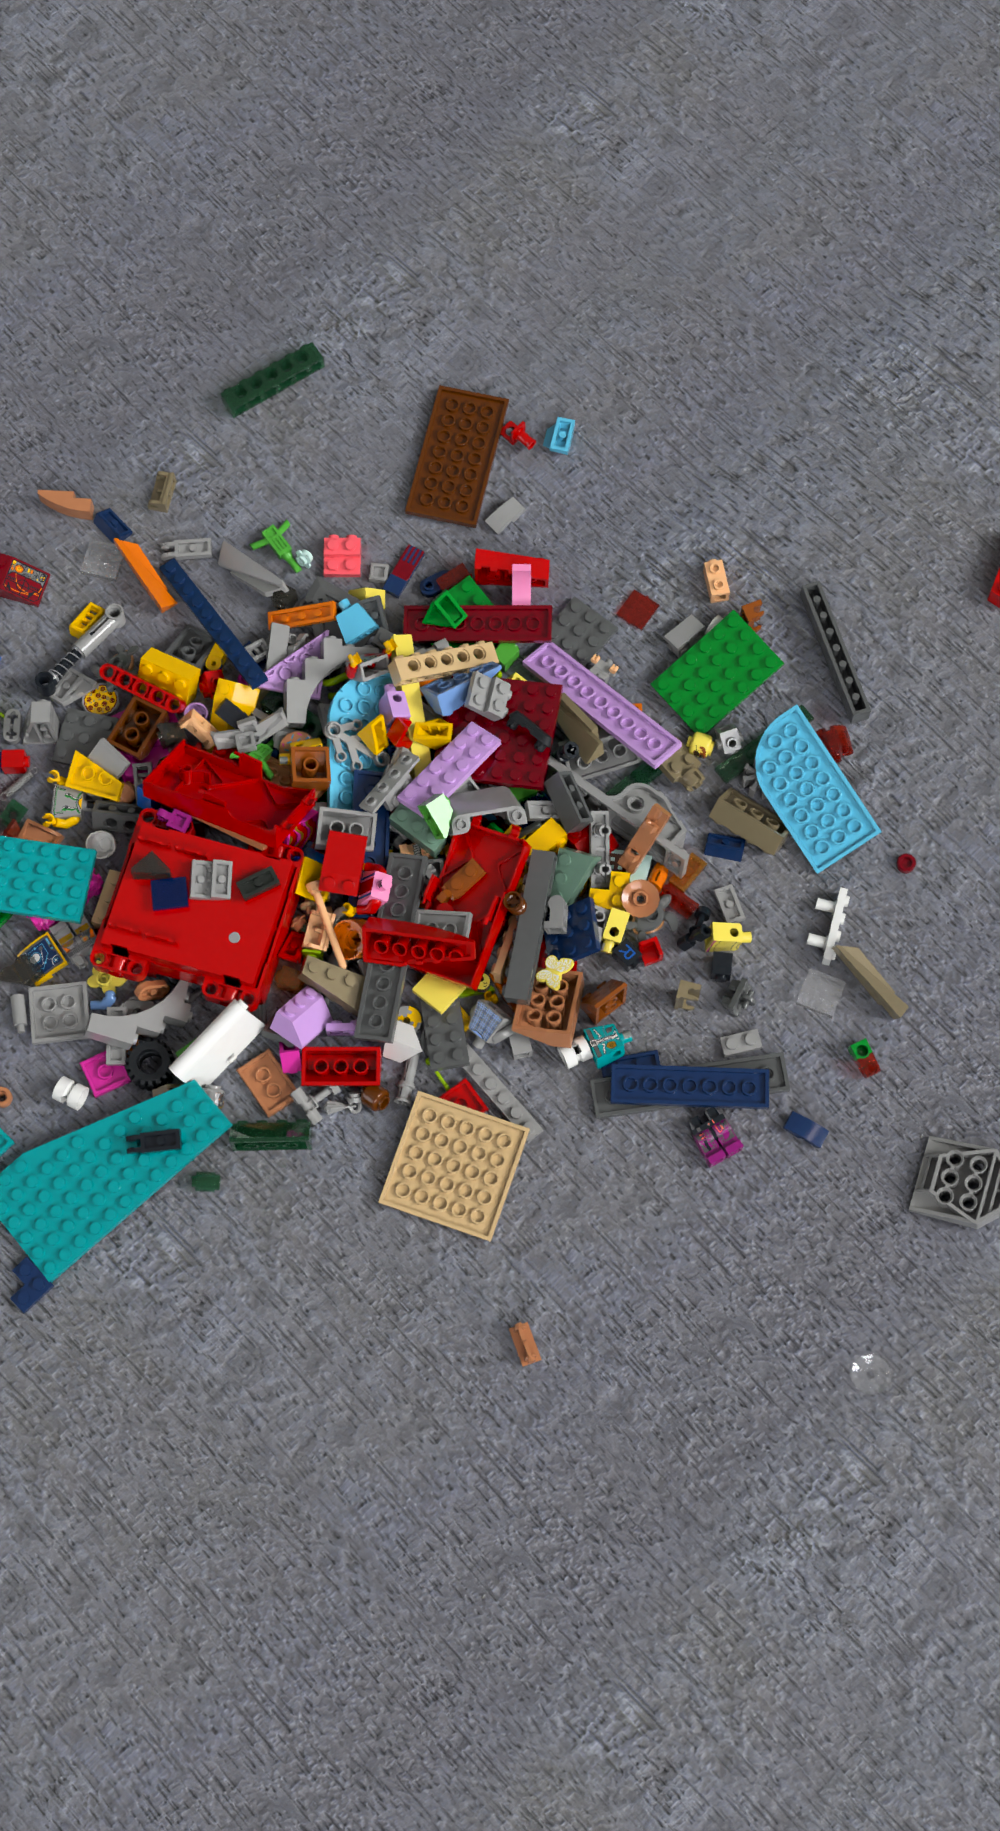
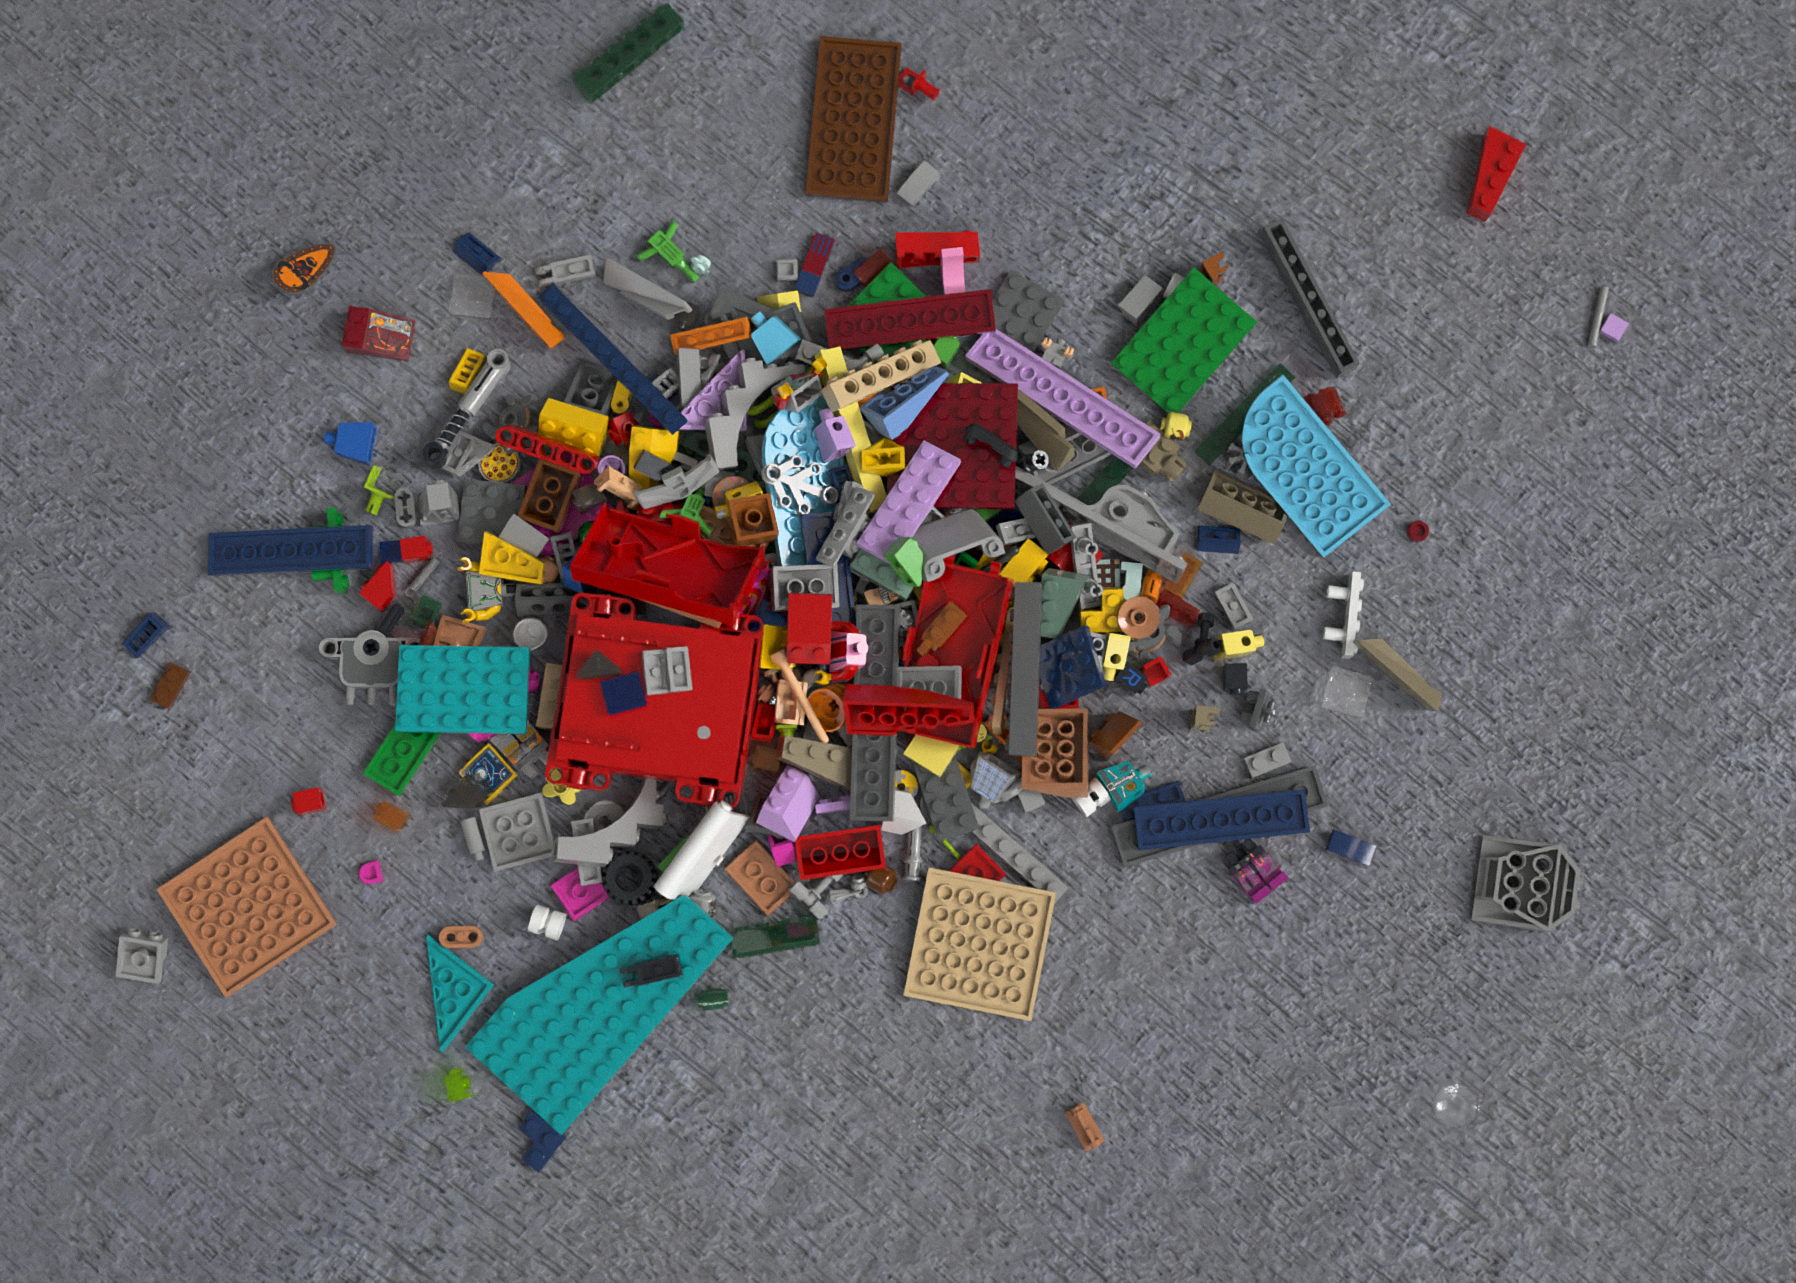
camera: 15 degrees left, 10 degrees up
(67, 503) = (420, 234): nougat slope -> none
(107, 1001) = (565, 815): medium blue arm -> none
(151, 990) = (616, 793): nougat plate -> none
(162, 491) = (526, 205): dark tan hinge -> none
(176, 820) = (615, 605): magenta plate -> none
(245, 742) = (675, 498): light grey plate -> none
(258, 883) = (720, 668): pearl dark grey plate -> none
(342, 556) = (743, 256): coral plate -> none
(375, 735) = (818, 470): yellow slope -> none
(398, 732) = (845, 465): red panel -> none
(445, 611) = (873, 313): green slope -> none
(488, 696) = (939, 410): light grey plate -> none
(511, 900) = (1003, 650): reddish brown wheel -> none
(553, 972) = (1057, 714): light yellow animal -> none
(558, 916) = (1053, 651): light grey leg -> none
(560, 435) = (964, 79): medium azure slope -> none
(638, 610) = (1083, 275): clear red piece -> none
(644, 838) = (1135, 550): nougat hinge -> none
(716, 581) = (1166, 231): light nougat brick -> none
(728, 739) = (1206, 416): light grey brick -> none
(864, 1058) = (1402, 759): leg -> none

